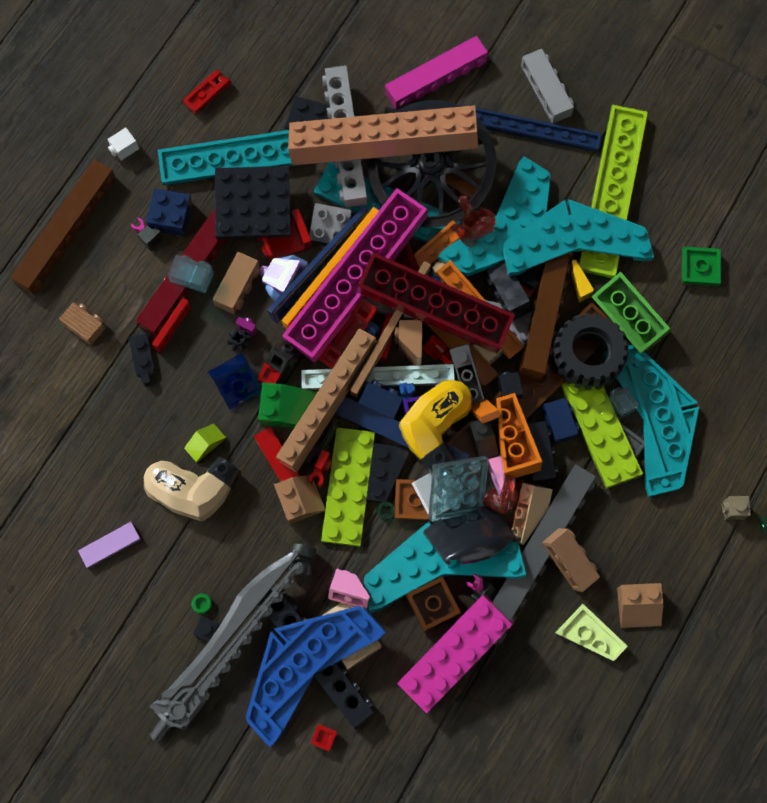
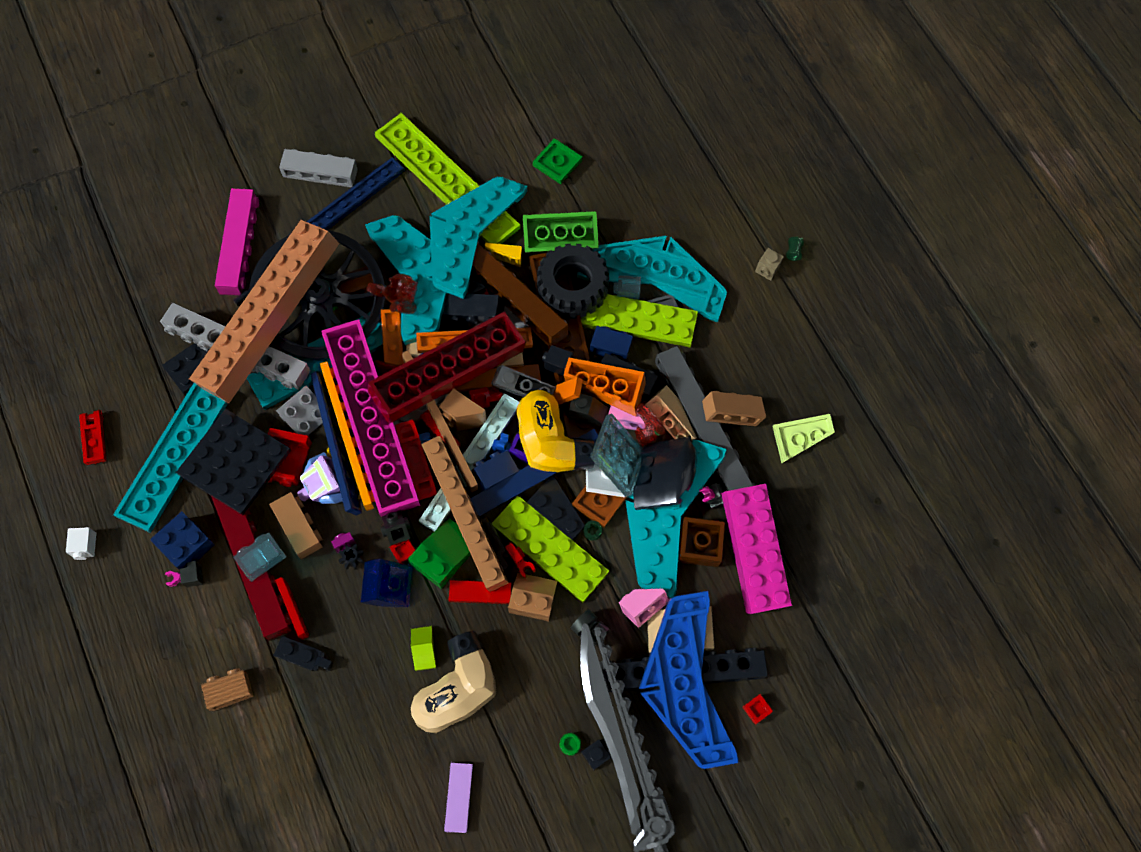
camera: 60 degrees left, 5 degrees down
(63, 227) = (117, 650): reddish brown brick -> none
(640, 605) = (801, 383): medium nougat slope -> none

